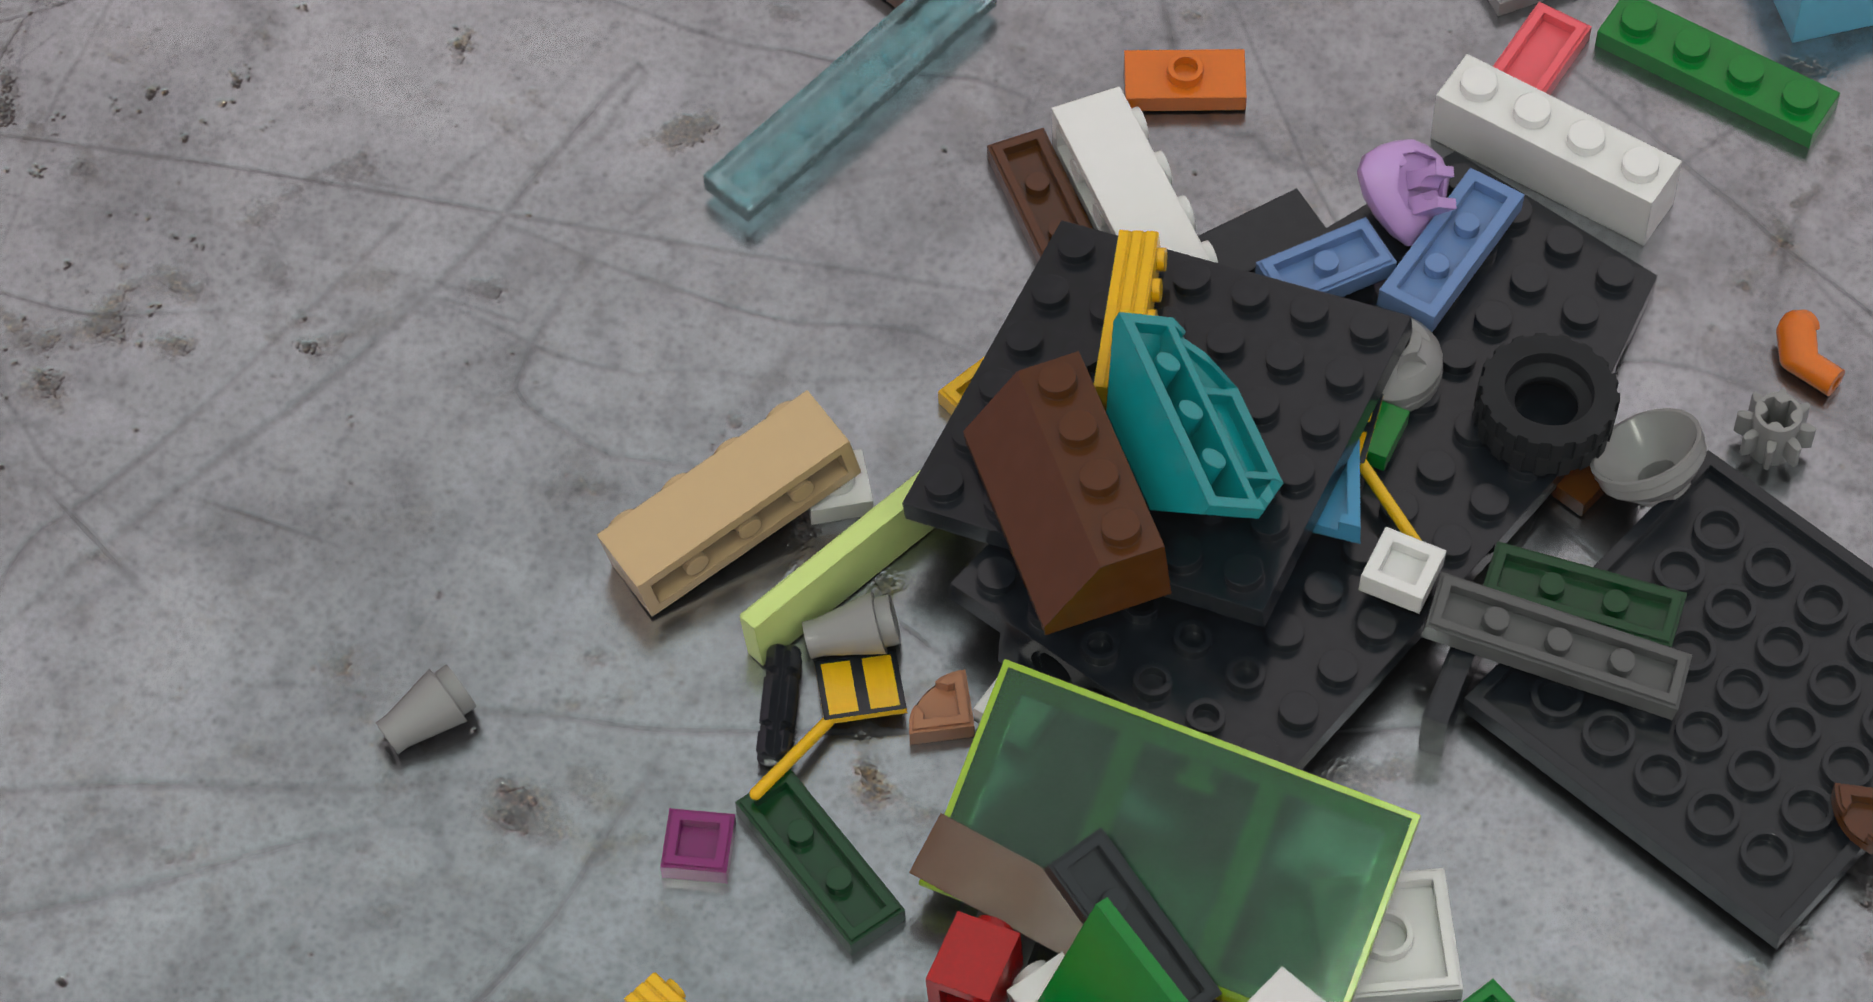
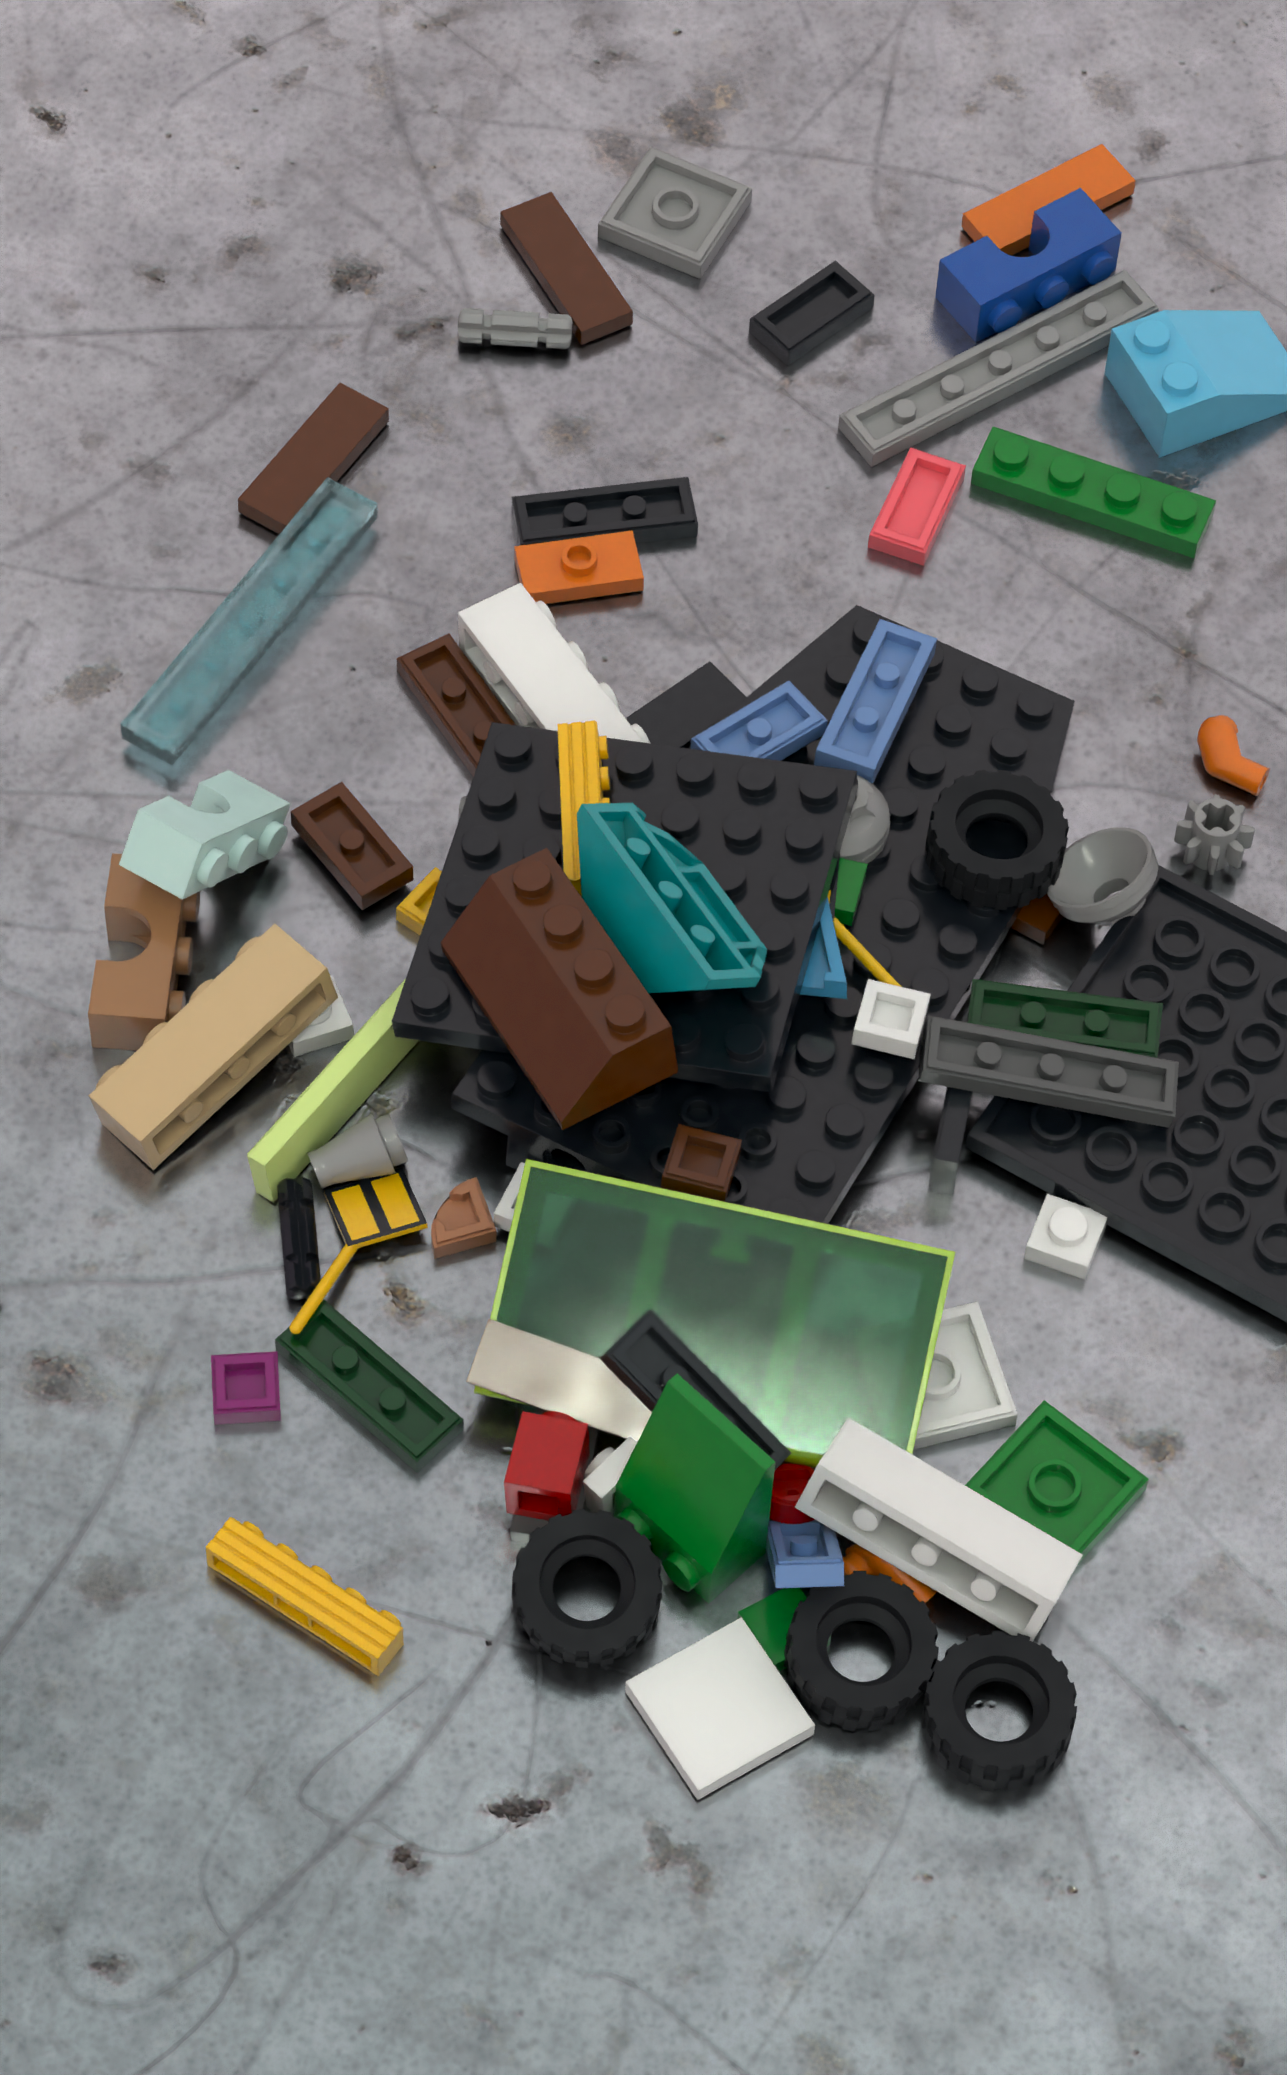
camera: 15 degrees left, 0 degrees up
(698, 356) = (141, 991): none -> medium nougat arch
(782, 294) = (197, 846): none -> light aqua arch
(906, 324) = (352, 845): none -> reddish brown plate
(1182, 688) = (701, 1163): none -> reddish brown tile
(1263, 29) = (650, 508): none -> black tile
(1405, 187) = (822, 646): lavender piece -> none
(1547, 815) = (1065, 1236): none -> white plate
(1555, 149) = (954, 590): white brick -> none

